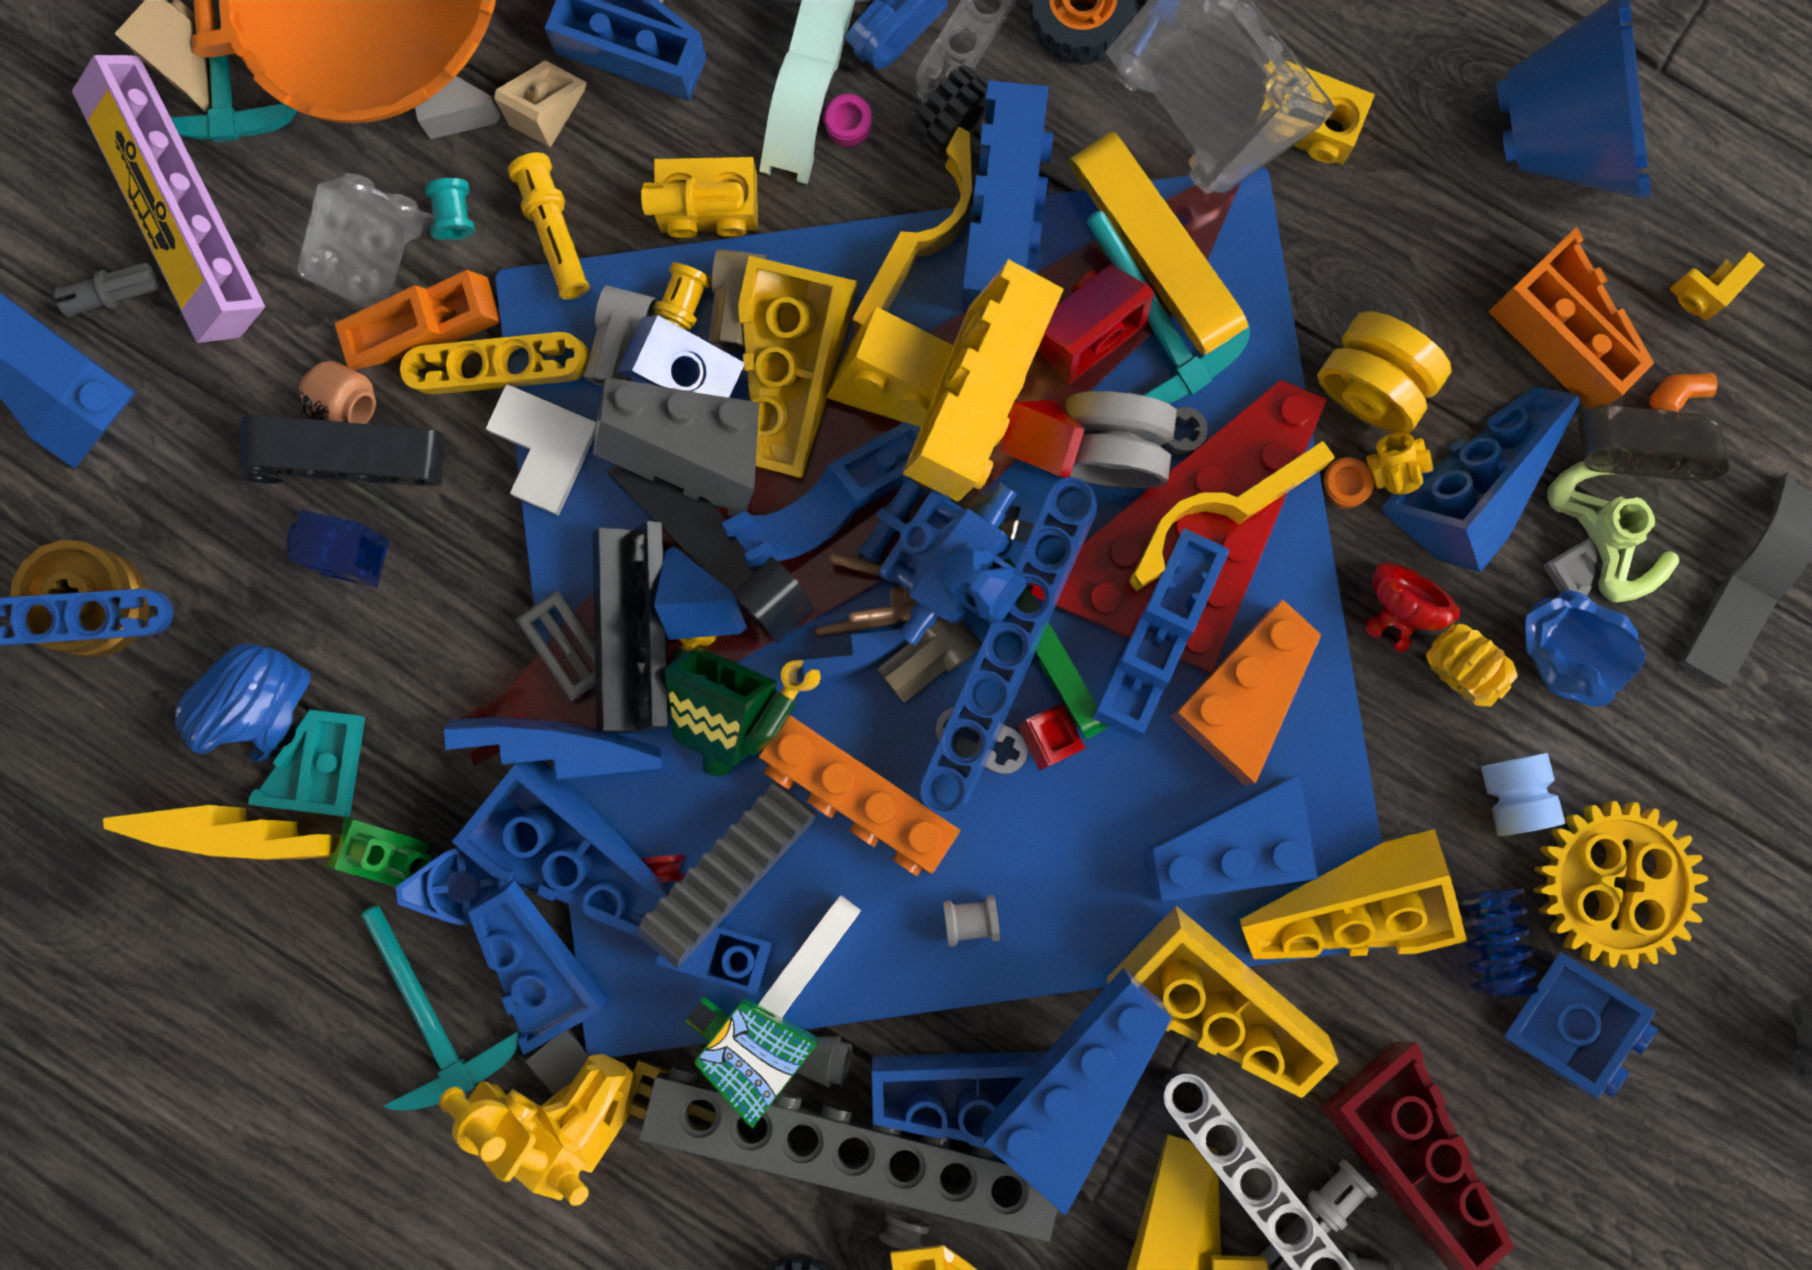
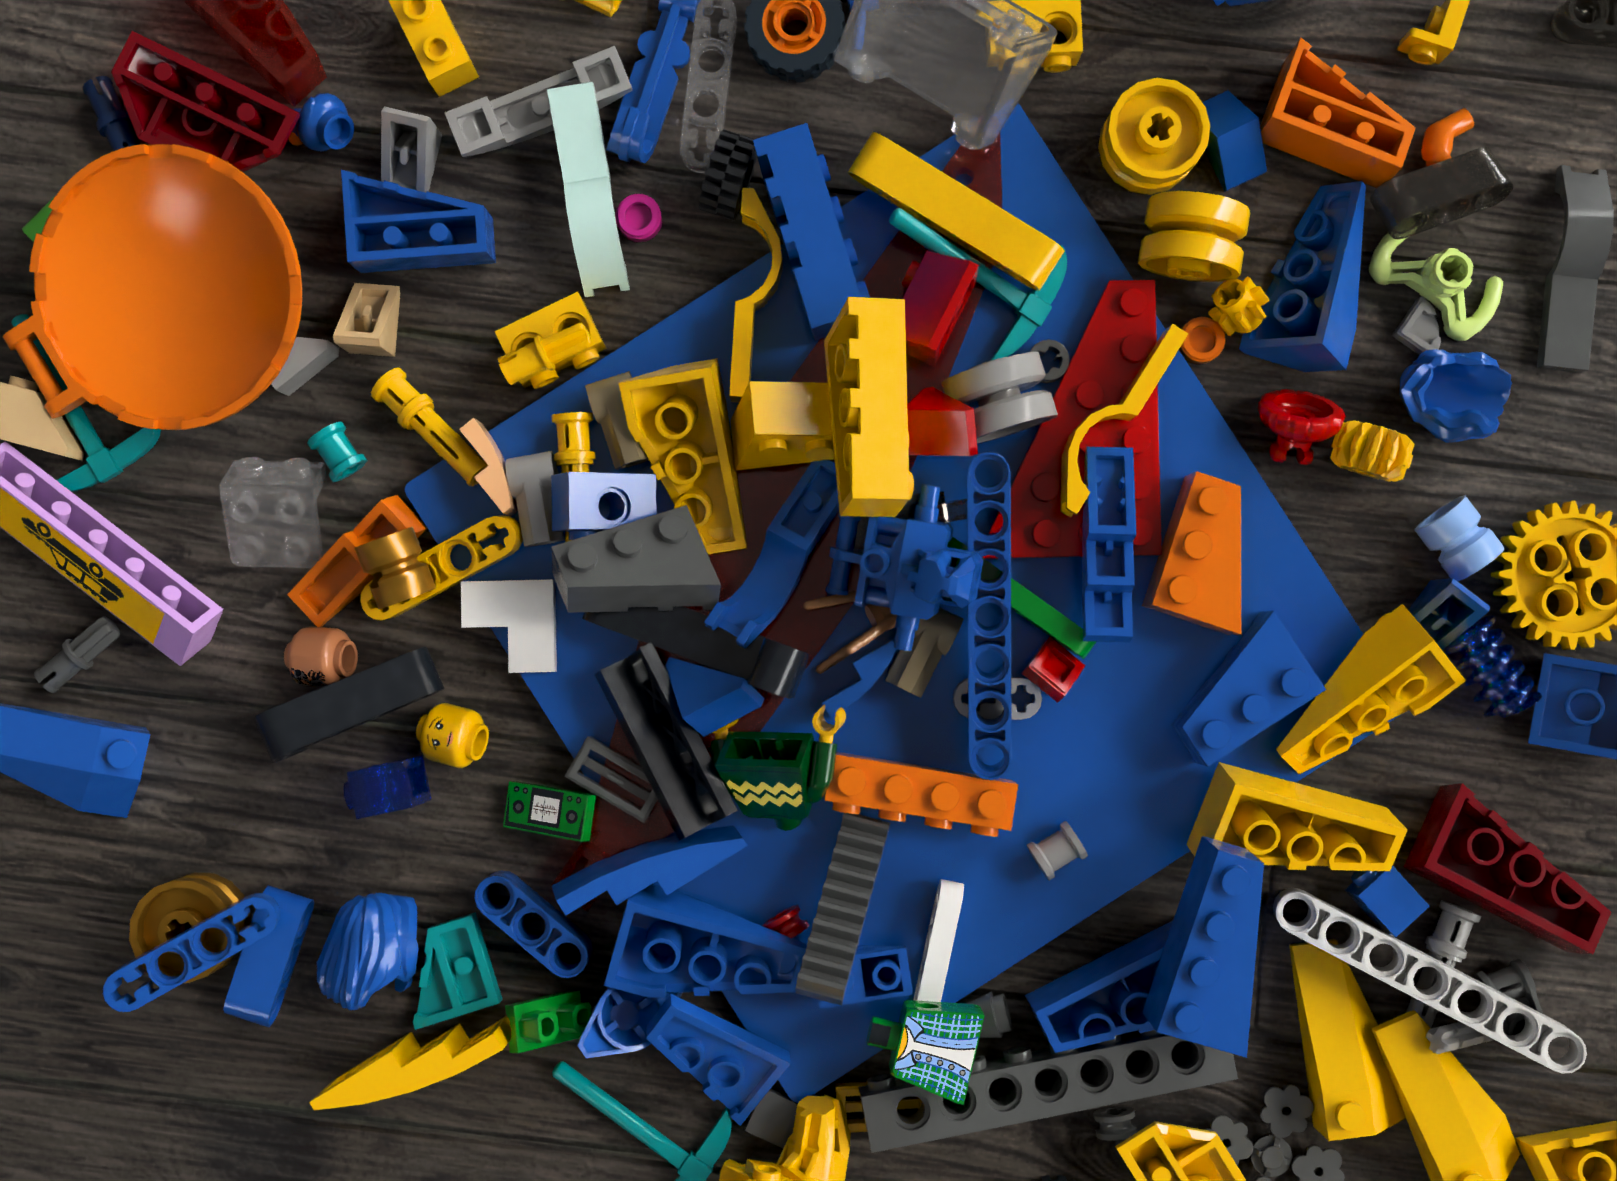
camera: 30 degrees left, 5 degrees up
(140, 669) = (269, 963): none -> blue beam
(397, 738) = (511, 917): none -> blue beam
(426, 531) = (452, 735): none -> yellow head
(447, 337) = (395, 568): none -> pearl gold wheel
(485, 648) = (549, 811): none -> tile
(585, 294) = (493, 477): none -> light nougat slope
(1287, 1128) = (1386, 899): none -> blue brick
(1388, 258) = (1179, 131): none -> yellow wheel
(1463, 300) = (1234, 141): none -> blue slope
(1479, 861) = (1447, 610): none -> blue slope

